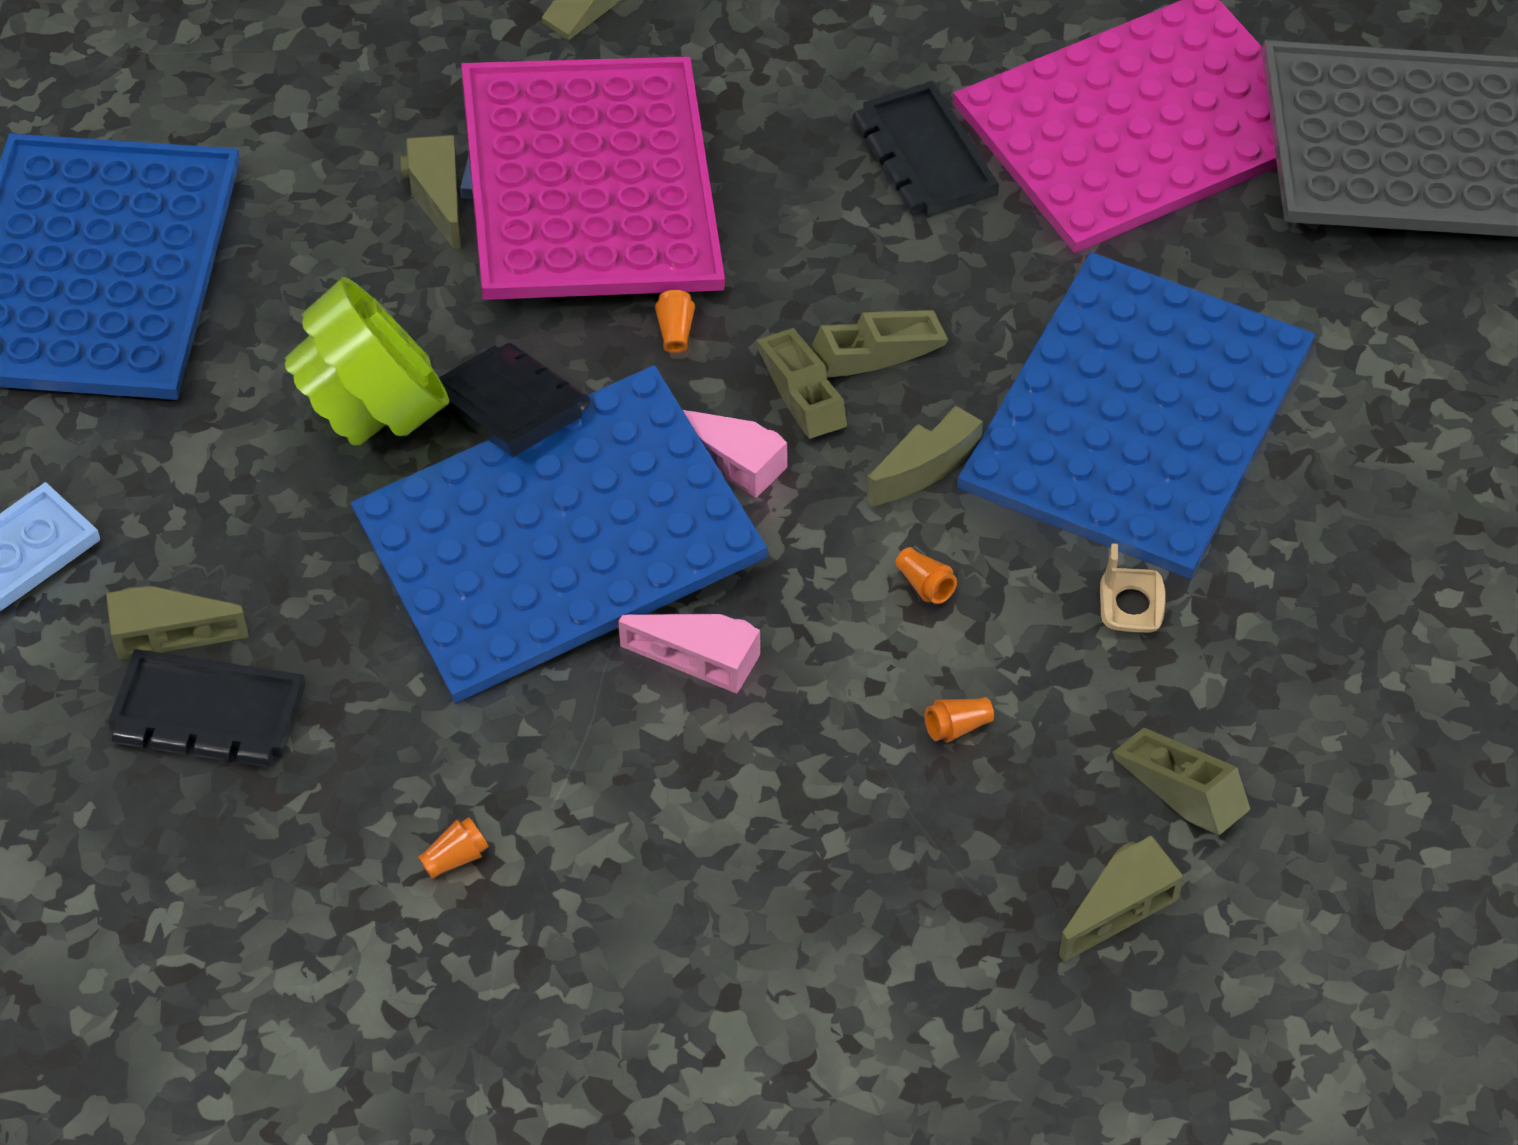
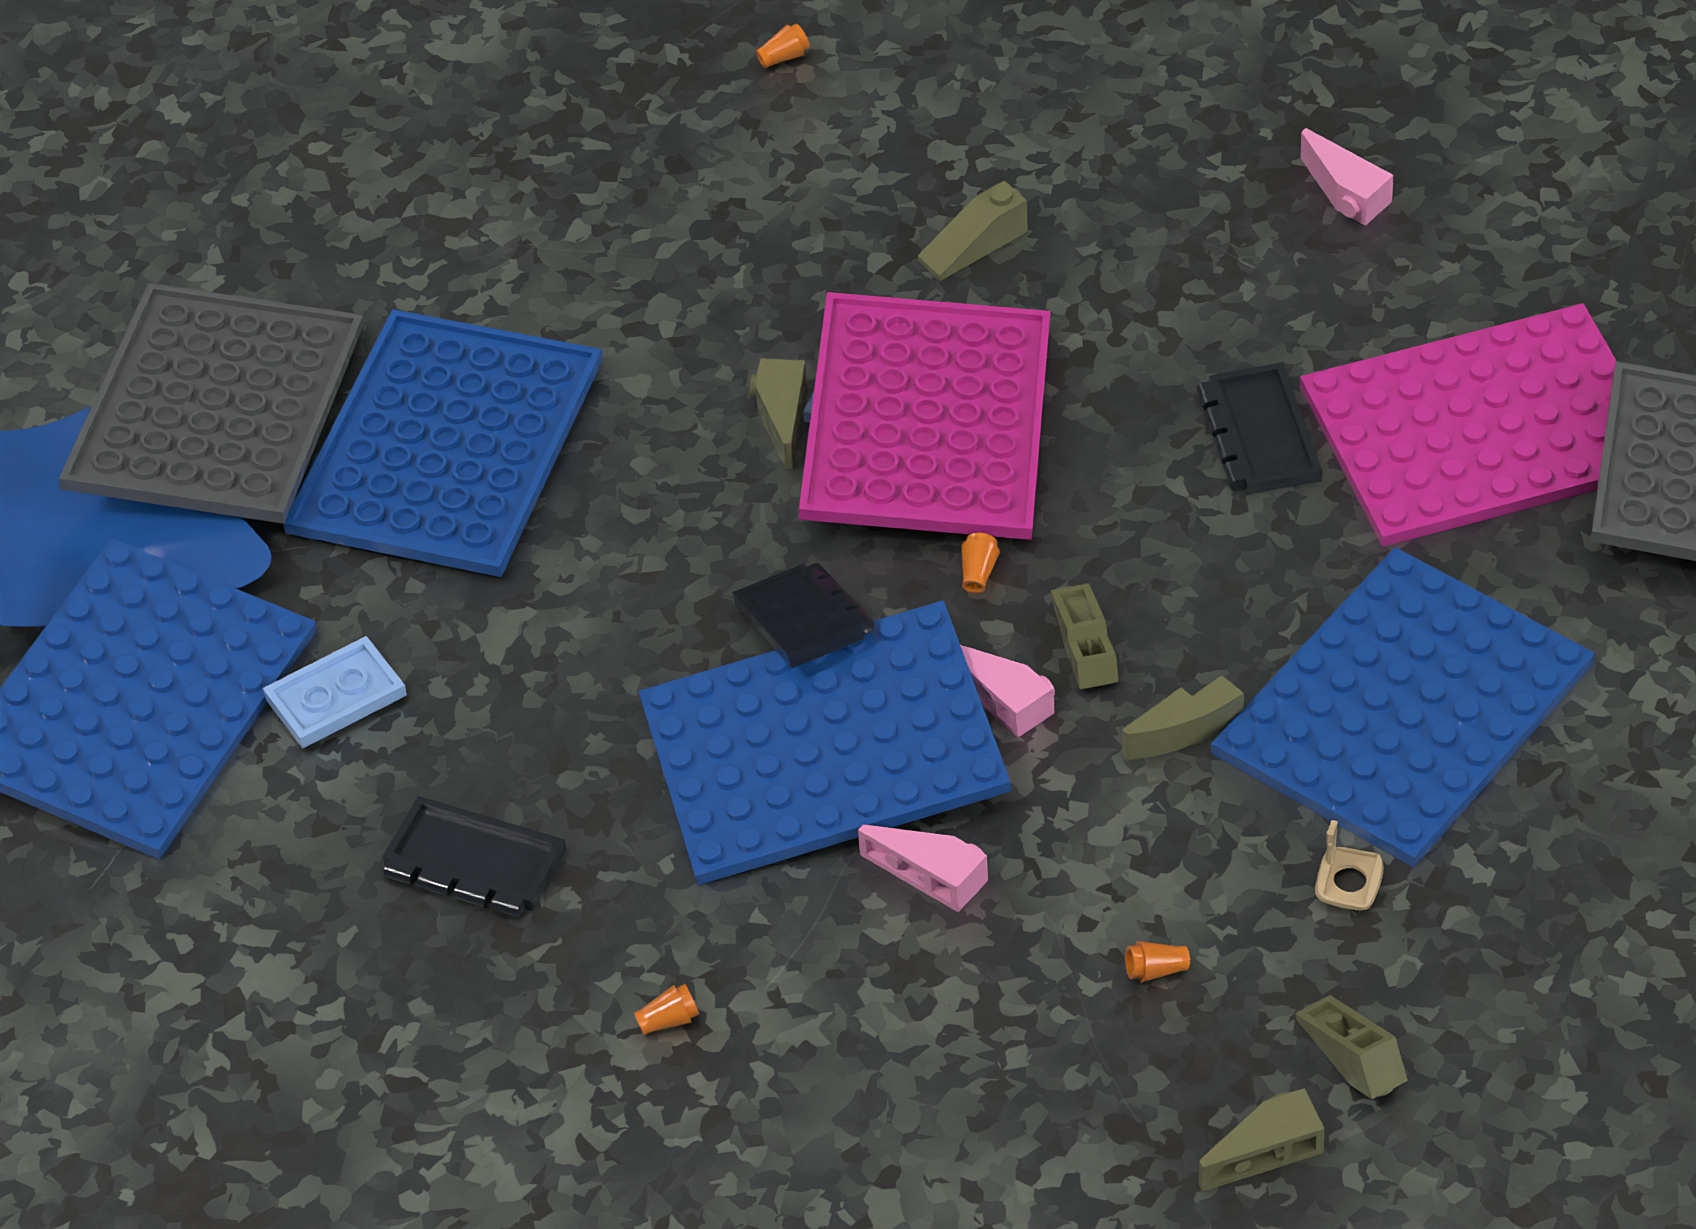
camera: 15 degrees right, 5 degrees down
(170, 620) = (454, 775): olive slope -> none
(363, 367) = (671, 567): lime piece -> none
(877, 341) = (1165, 606): olive slope -> none
(928, 576) = (1161, 832): orange cone -> none

